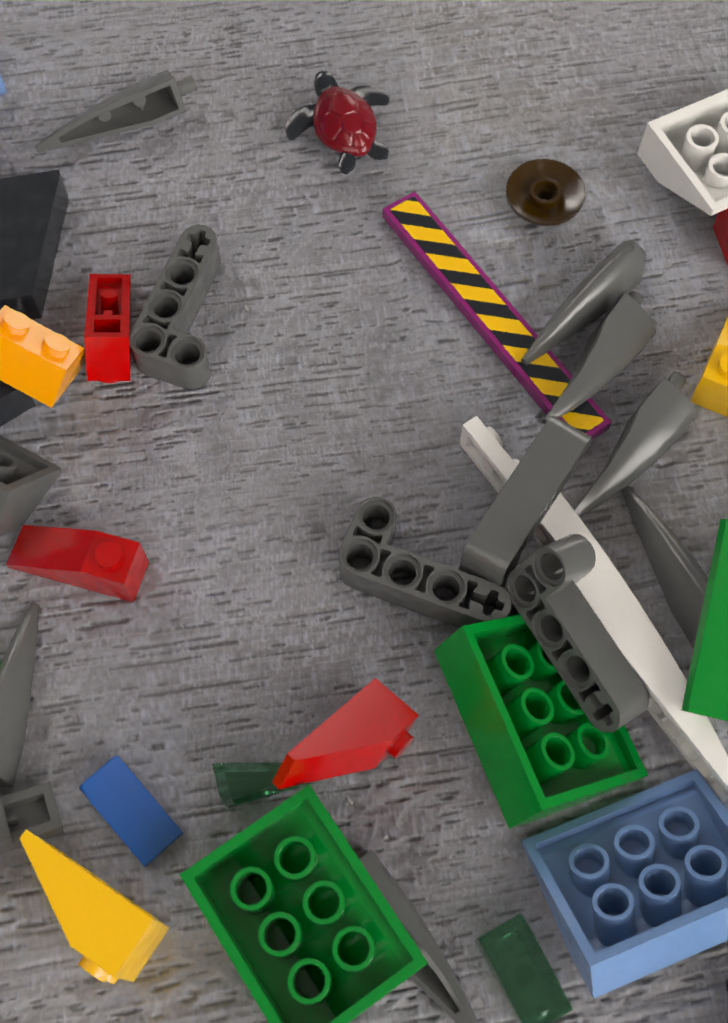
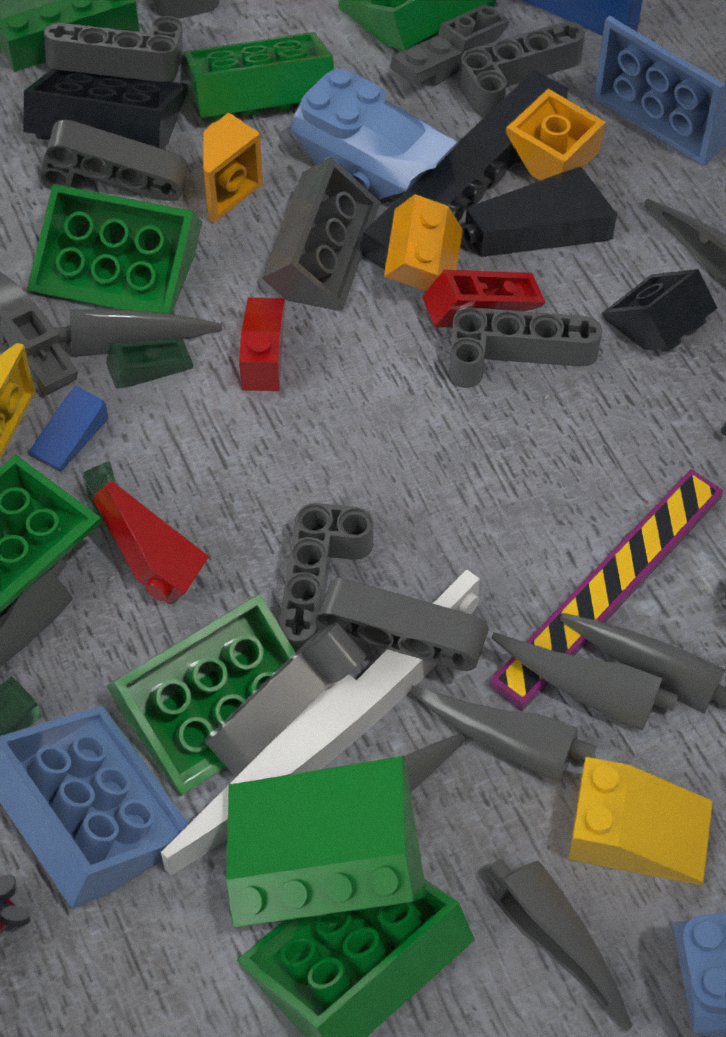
camera: 75 degrees right, 10 degrees down
(57, 698) = (146, 360): none -> clear green slope
(184, 174) = (662, 309): none -> black slope

